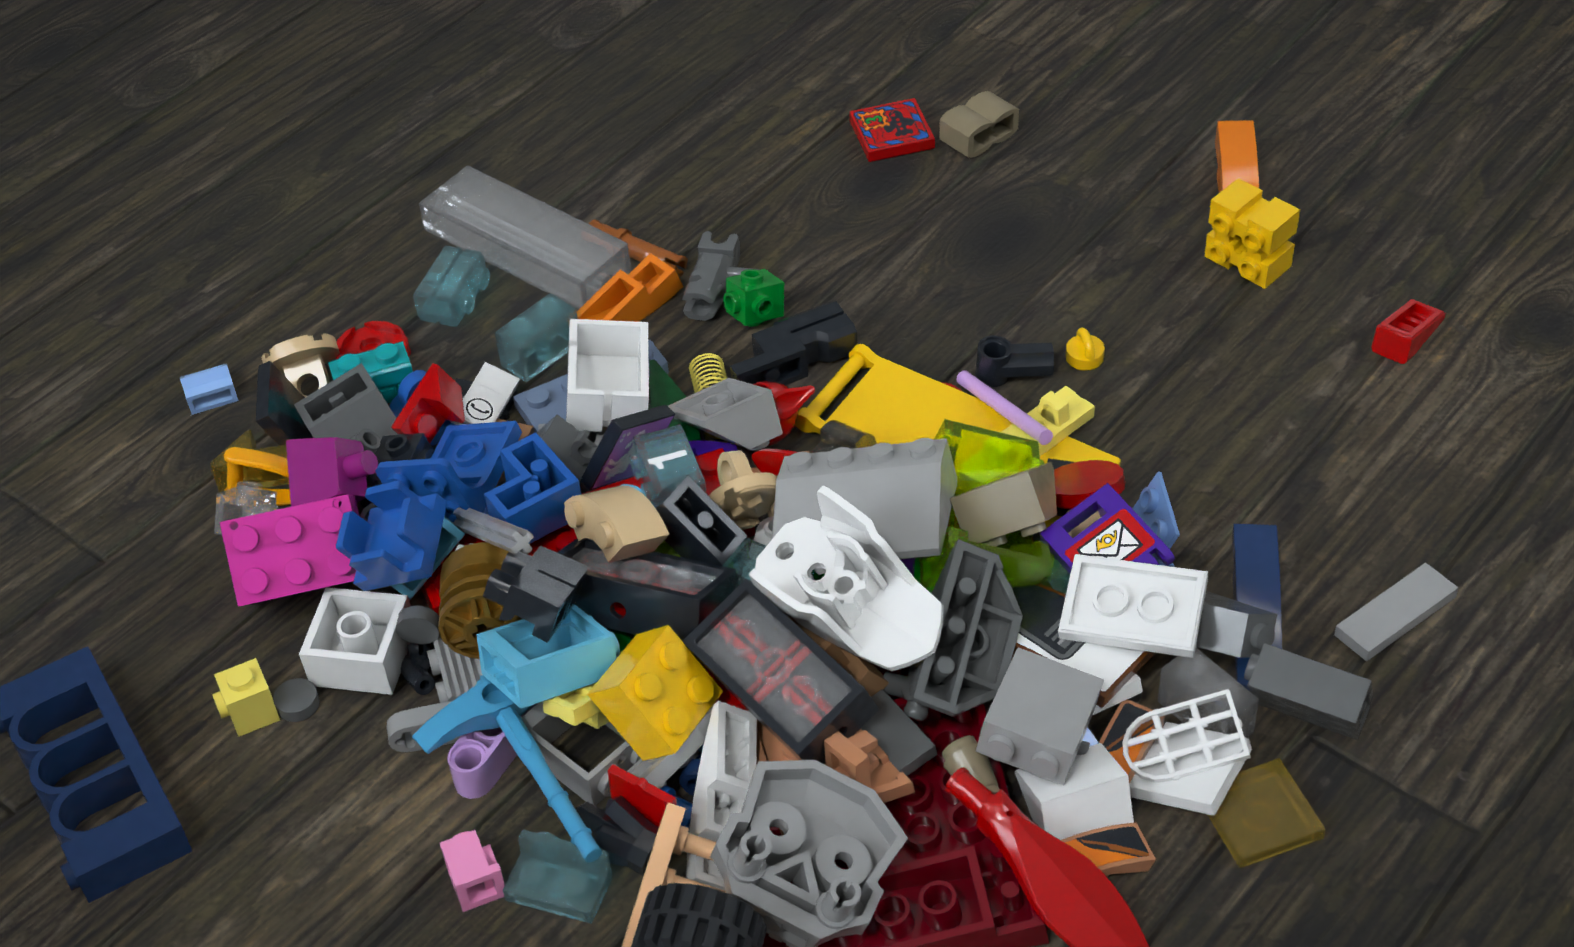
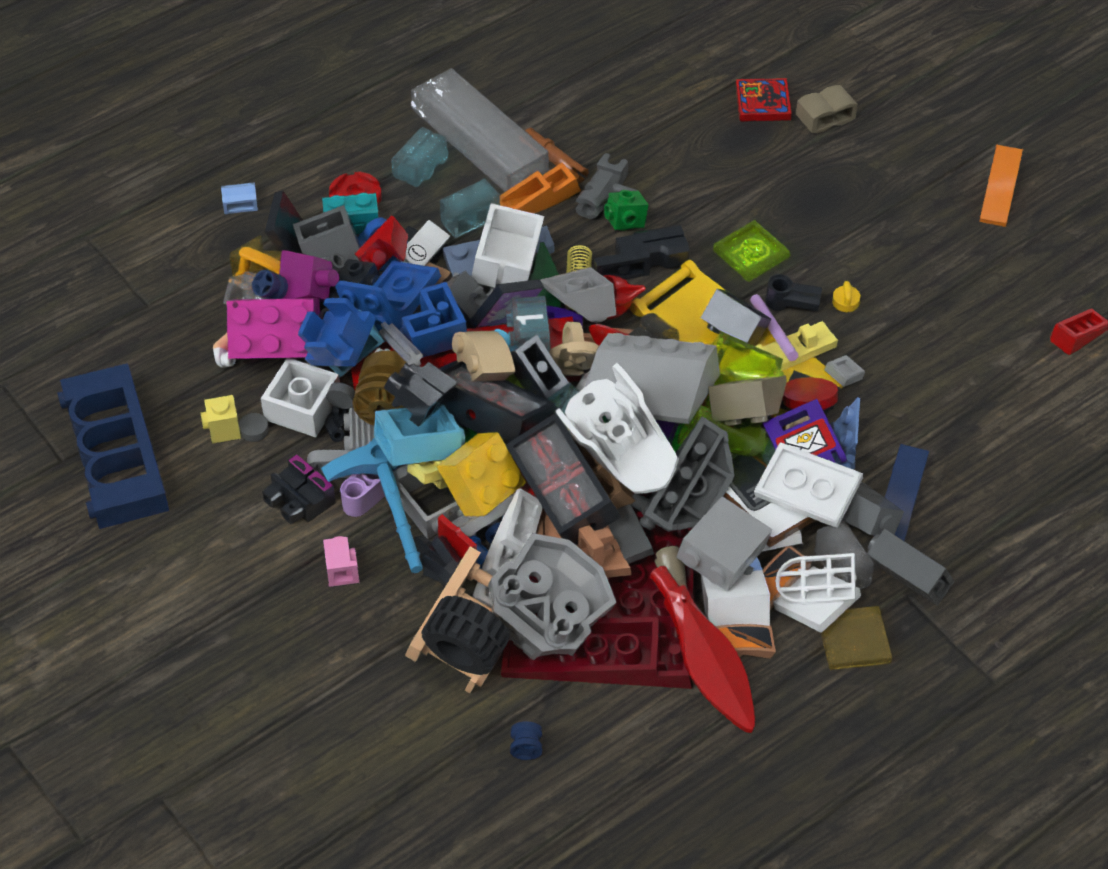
camera: 10 degrees right, 5 degrees up
(226, 603) = (220, 351): none -> white arm
(277, 491) = (269, 285): none -> dark blue wheel
(303, 358) = (306, 191): tan tile -> none
(388, 775) = (301, 489): none -> black hips
(557, 878) = (391, 578): clear light blue bracket -> none
(937, 317) = (751, 250): none -> clear neon green tile
(938, 398) = (735, 317): none -> brick
(1116, 445) = (844, 370): none -> light grey tile
(1251, 233) = (990, 236): yellow brick -> none
(1395, 611) = (994, 526): light grey tile -> none

